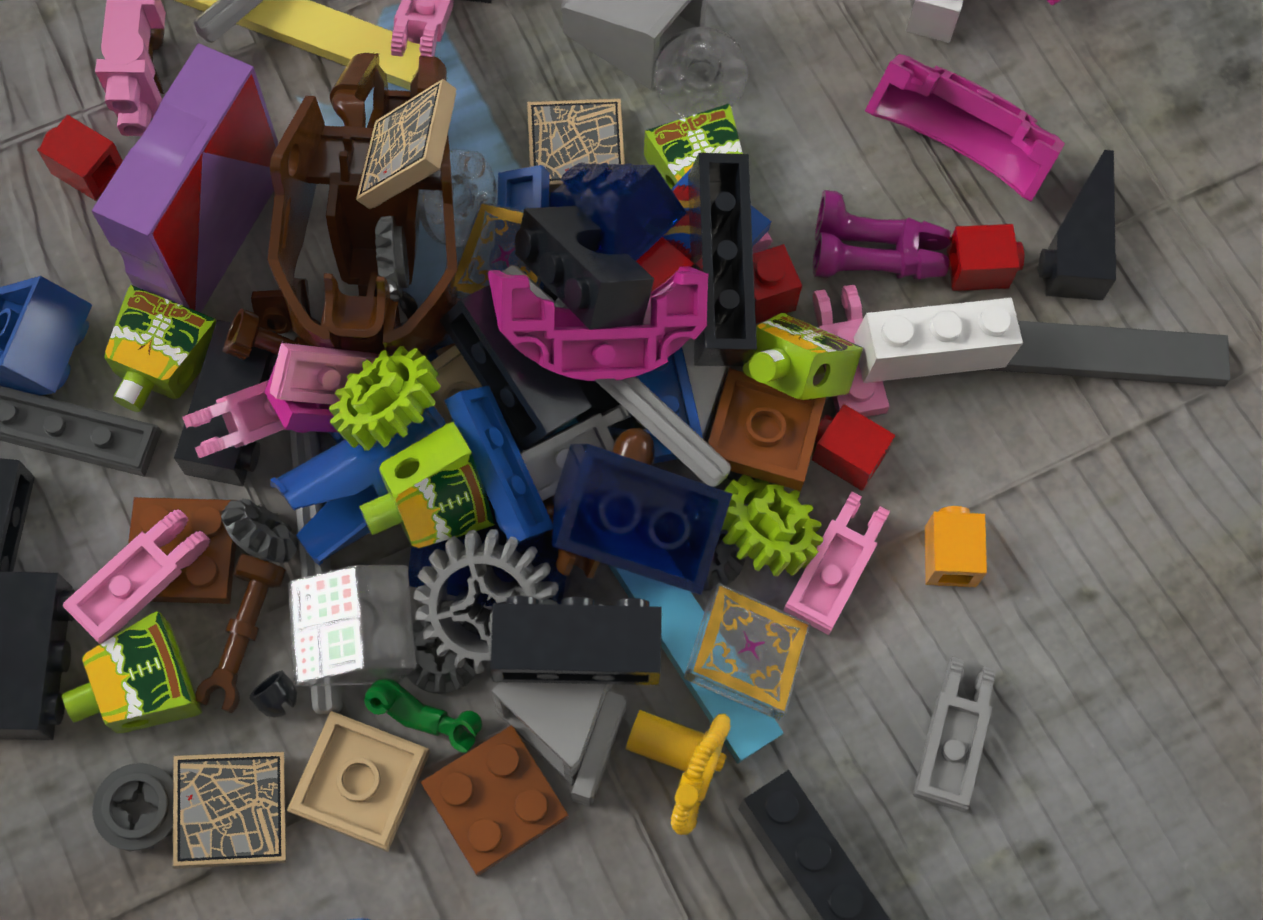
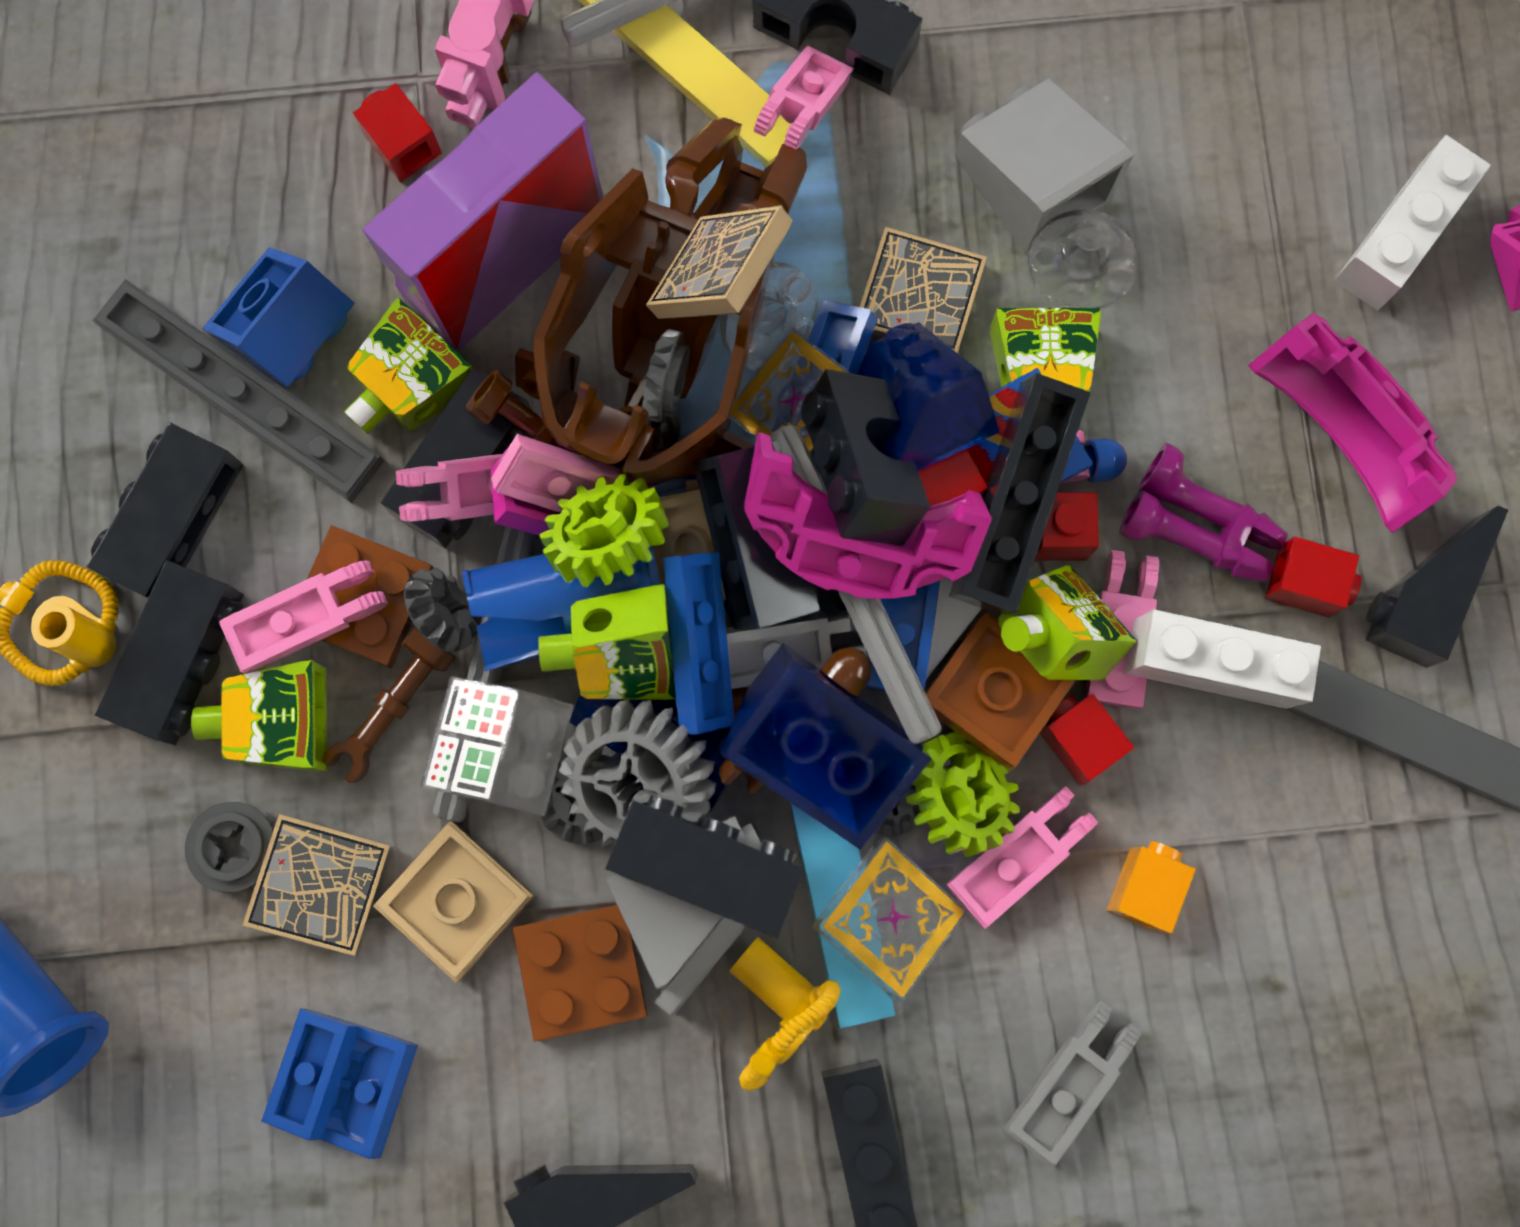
camera: 25 degrees right, 10 degrees up
(273, 693) = (400, 782): black hinge -> none
(392, 698) = (511, 830): green arm -> none
(783, 223) = (1107, 458): none -> blue hinge

